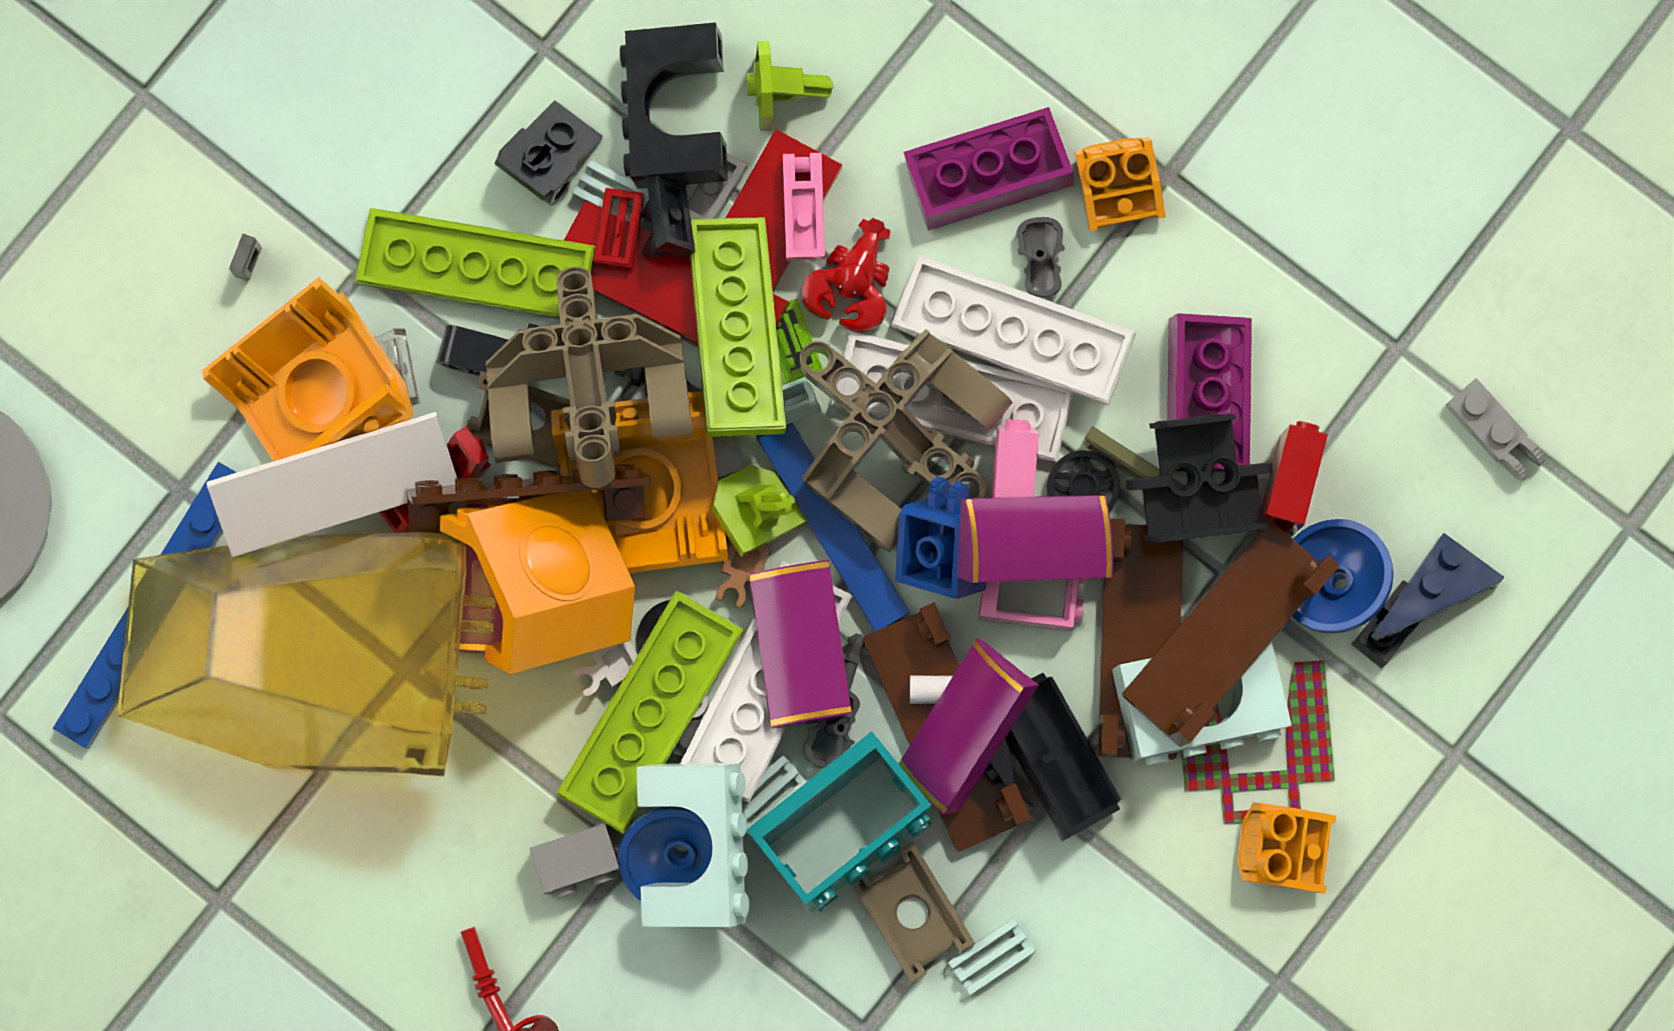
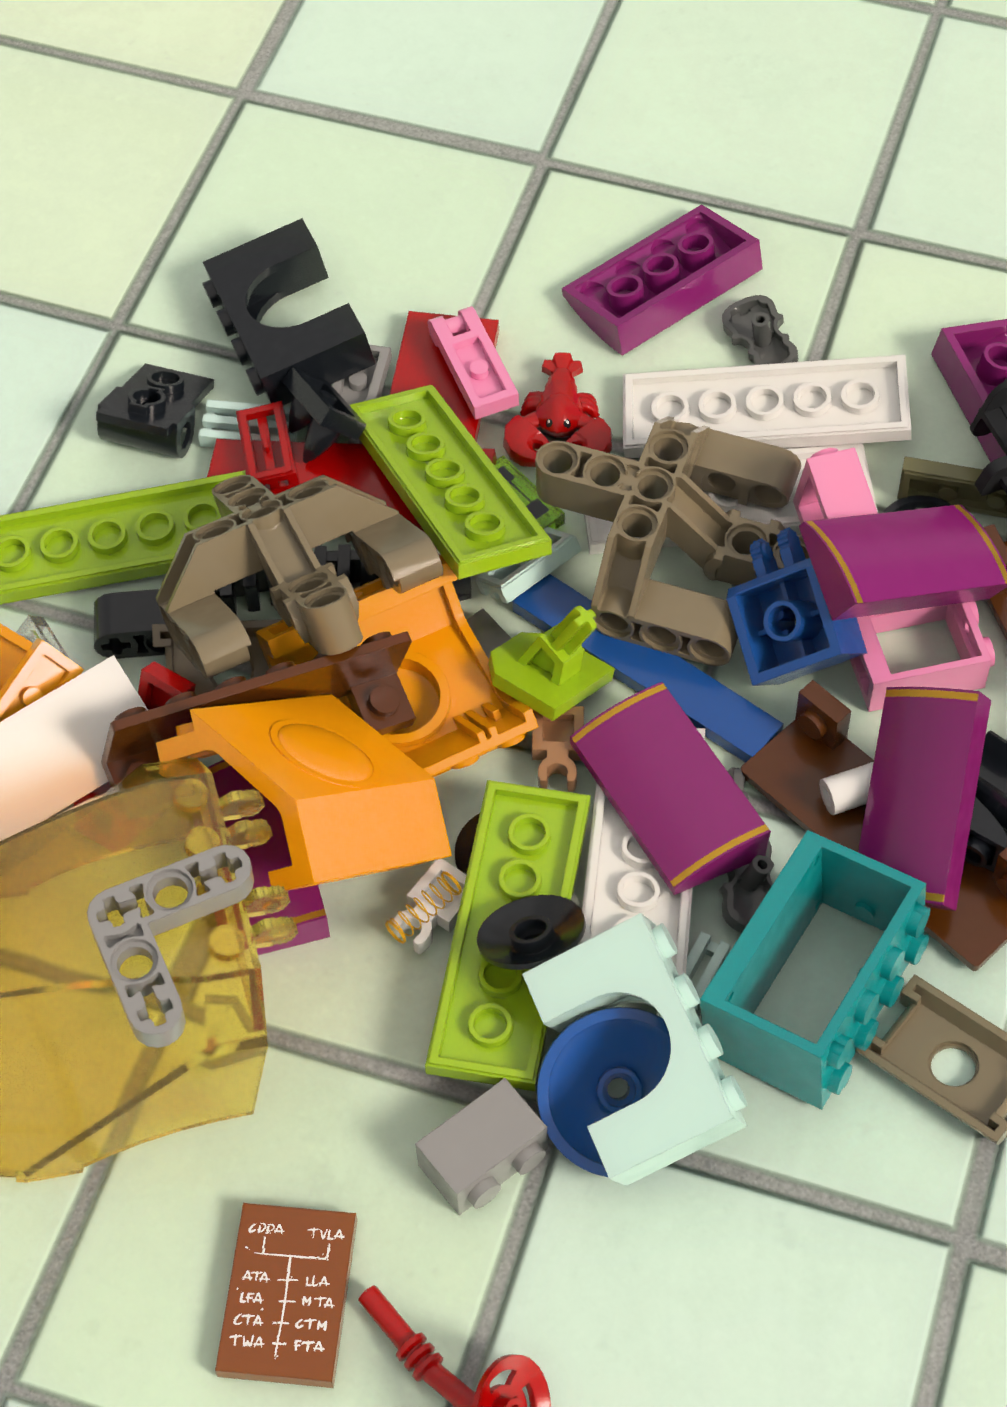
camera: 15 degrees left, 25 degrees down
(376, 695) = (138, 932): none -> light grey beam
(417, 909) = (287, 1295): none -> dark orange tile
(571, 681) = (399, 929): none -> yellow piece
(652, 719) = (530, 931): none -> black dish
(781, 84) = (394, 262): lime piece -> none
(1119, 182) = (816, 243): light orange slope -> none

